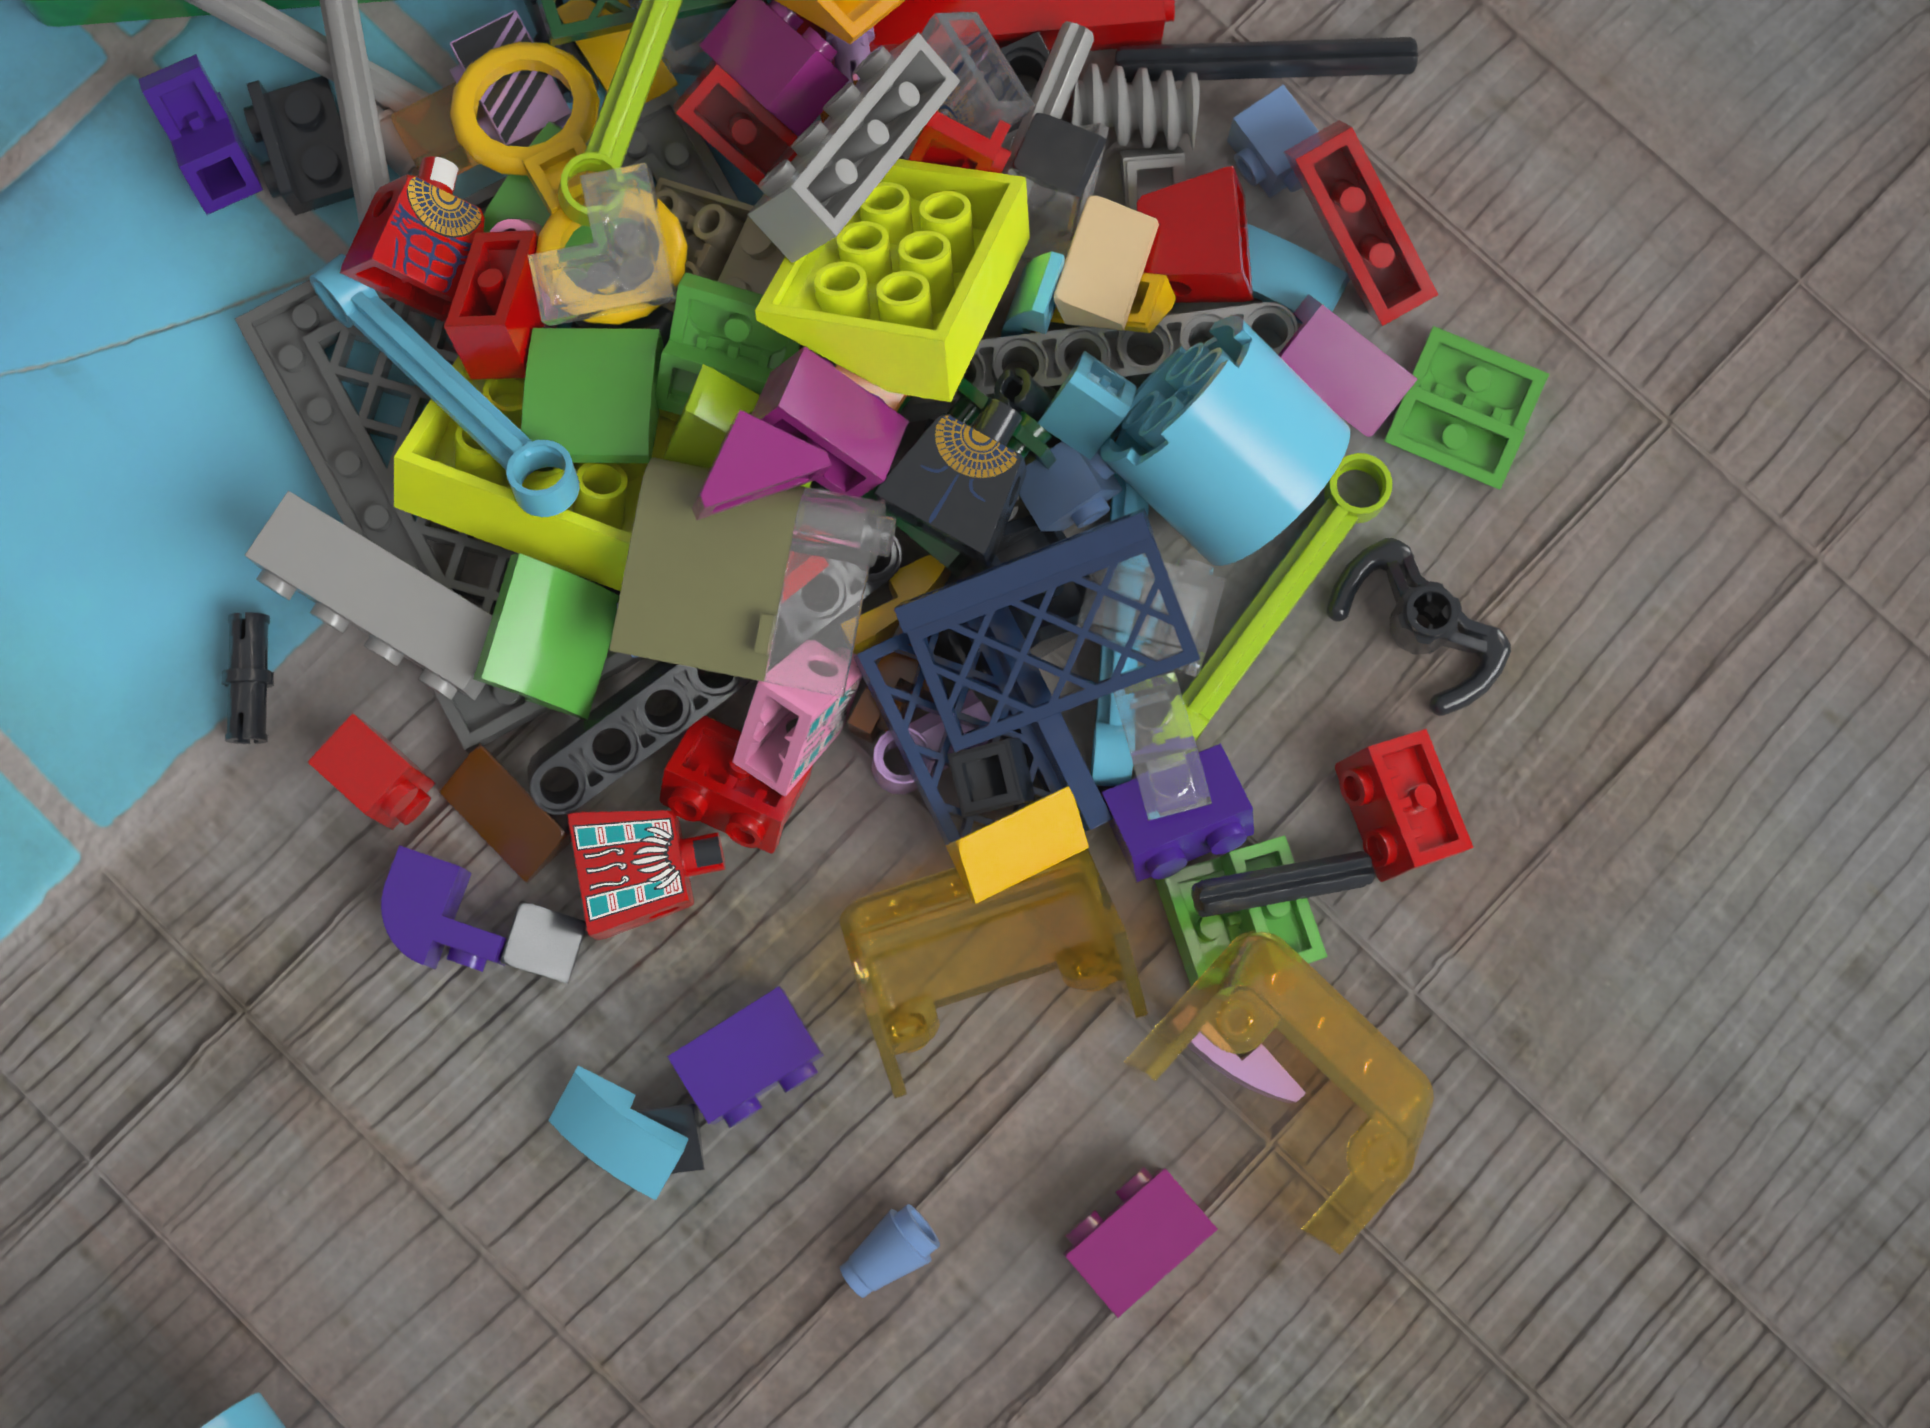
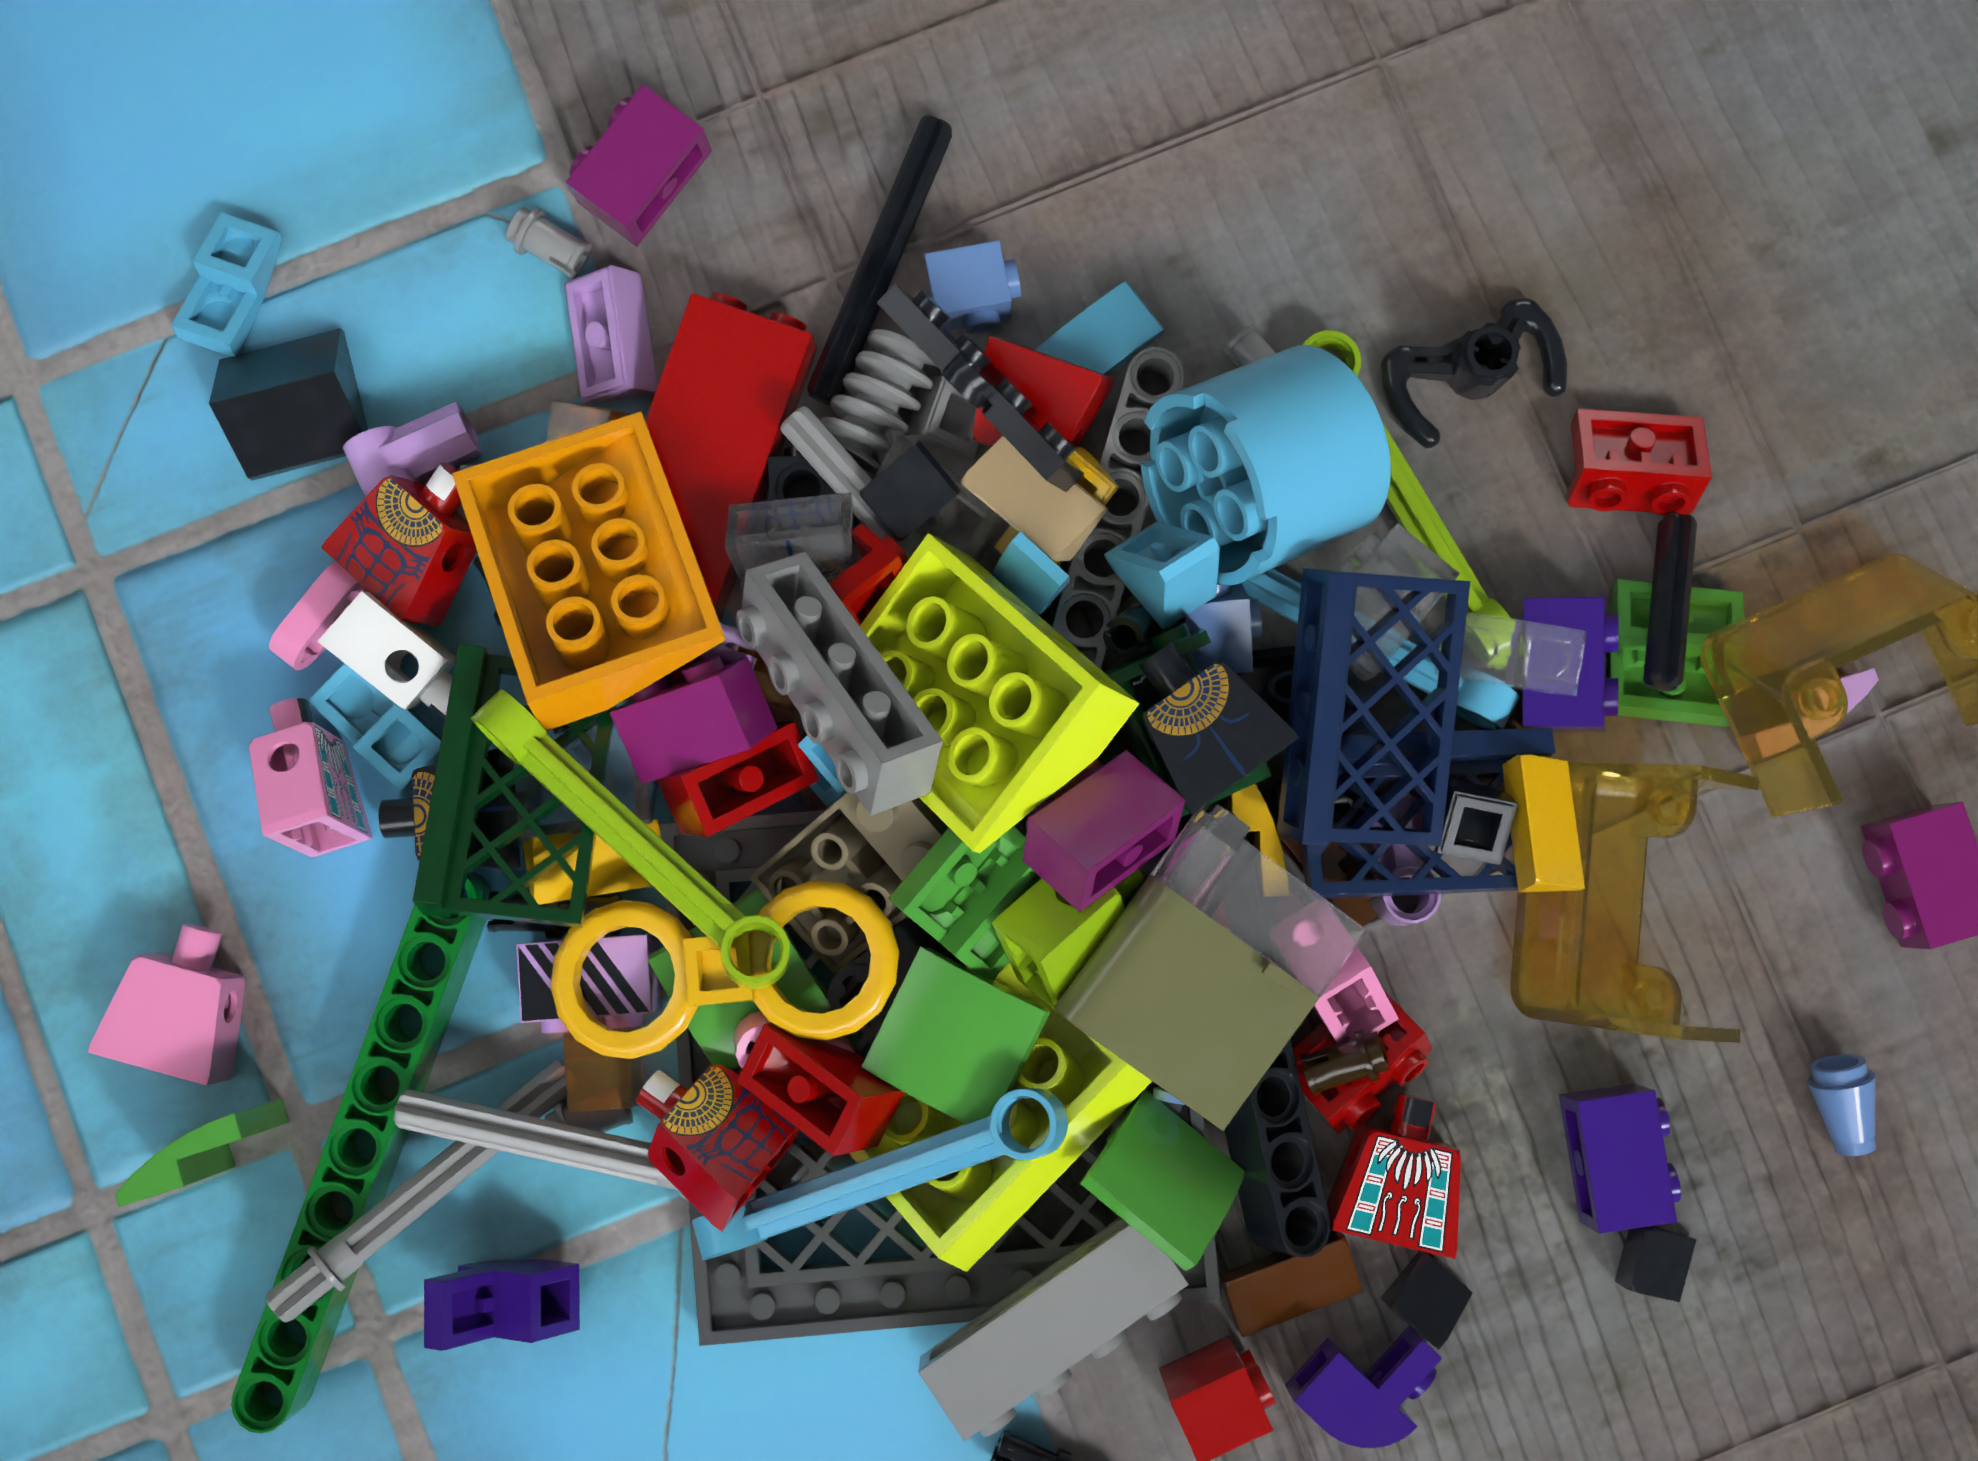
camera: 65 degrees left, 5 degrees up
(302, 142) = (545, 1207): black bracket -> none
(621, 1141) = (1625, 1318): medium azure slope -> none
(624, 264) = (863, 966): clear brick -> none
(732, 768) = (1346, 1062): none -> dark brown pin
(756, 464) = (1130, 923): magenta slope -> none
(1182, 159) = (1003, 403): none -> black hinge
(1345, 368) = (1219, 324): panel -> none
(1361, 222) = (1095, 244): red brick -> none
(1466, 407) = (1293, 234): bright green slope -> none

